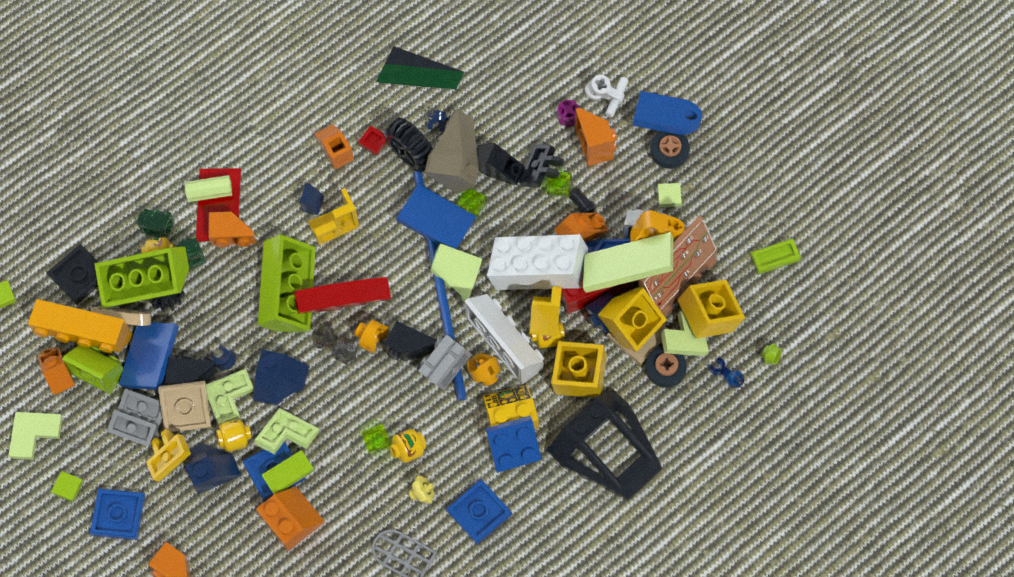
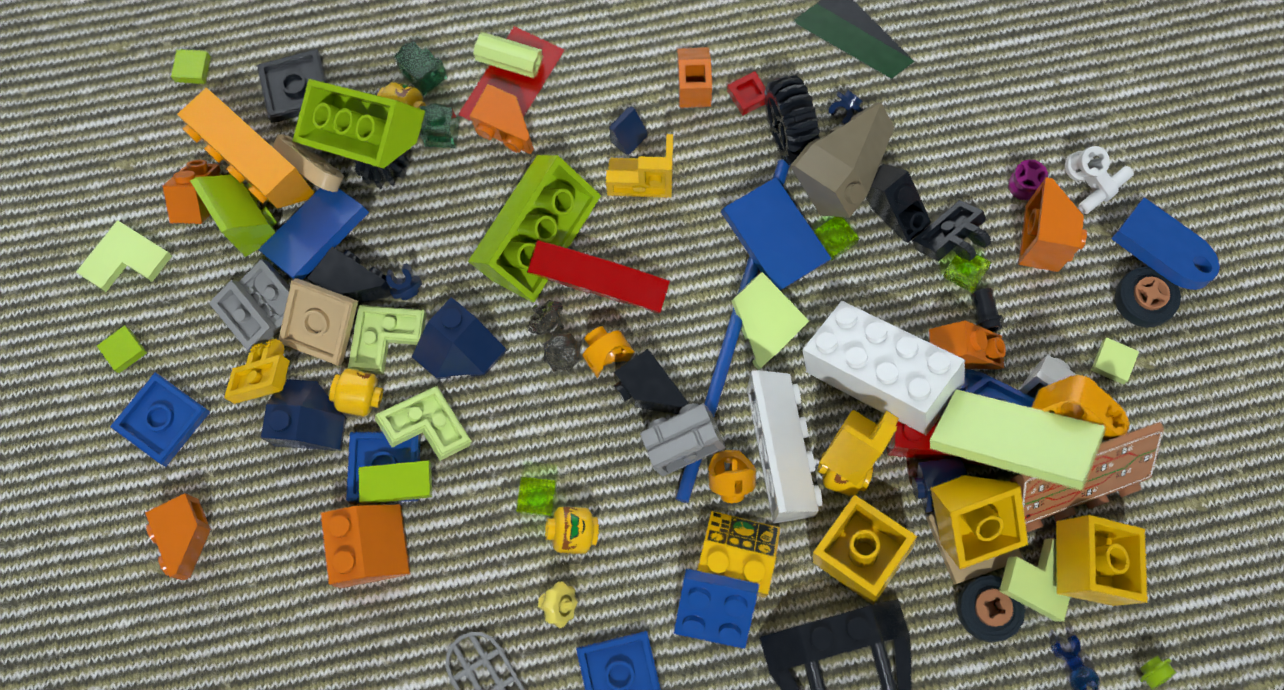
camera: 30 degrees right, 5 degrees up
(775, 256) = (1229, 526): lime tile -> none

